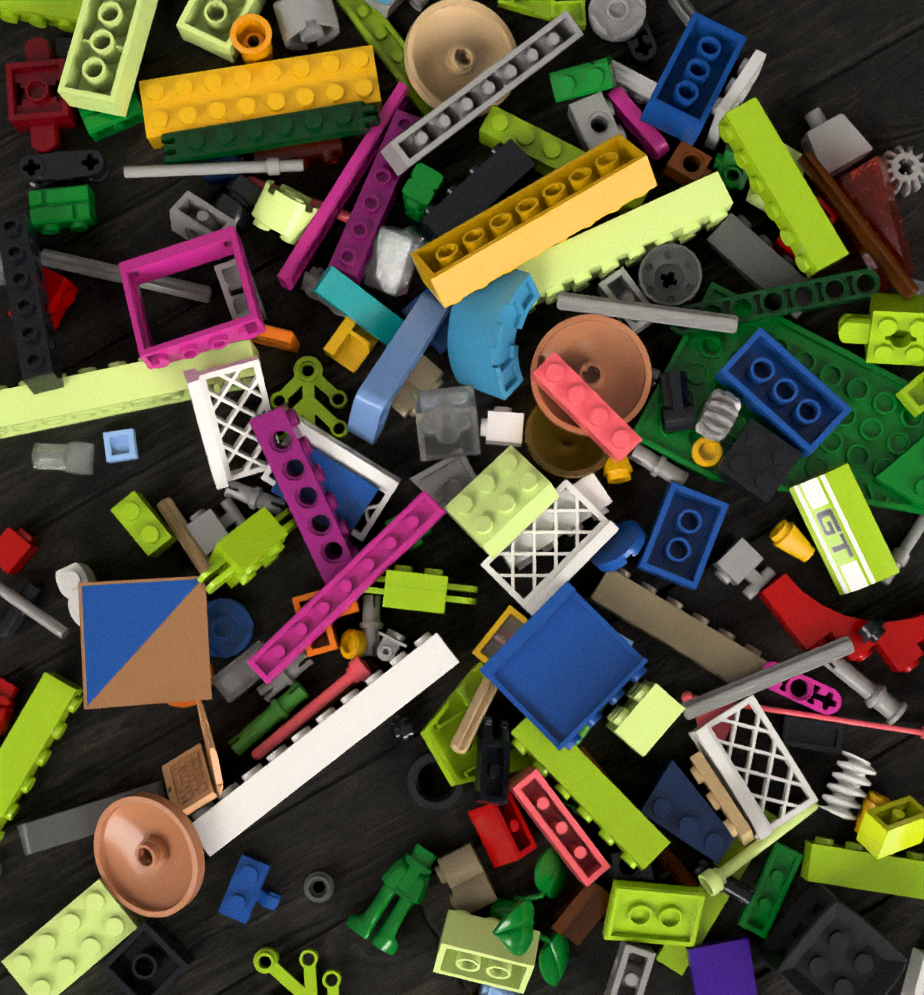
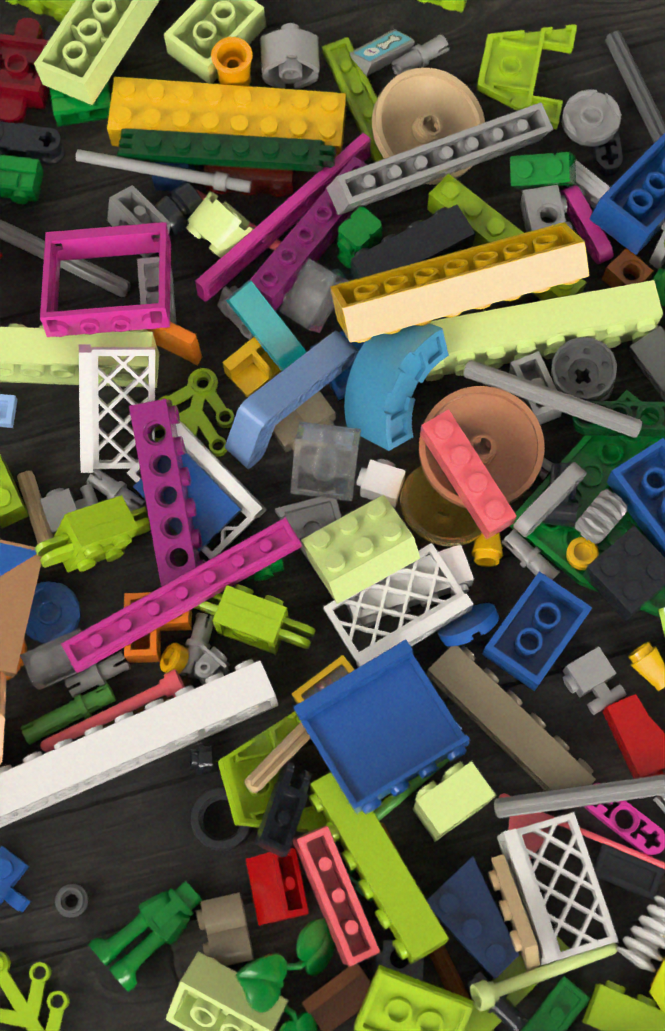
camera: 15 degrees right, 10 degrees down
(668, 413) = (549, 499): none -> light grey beam

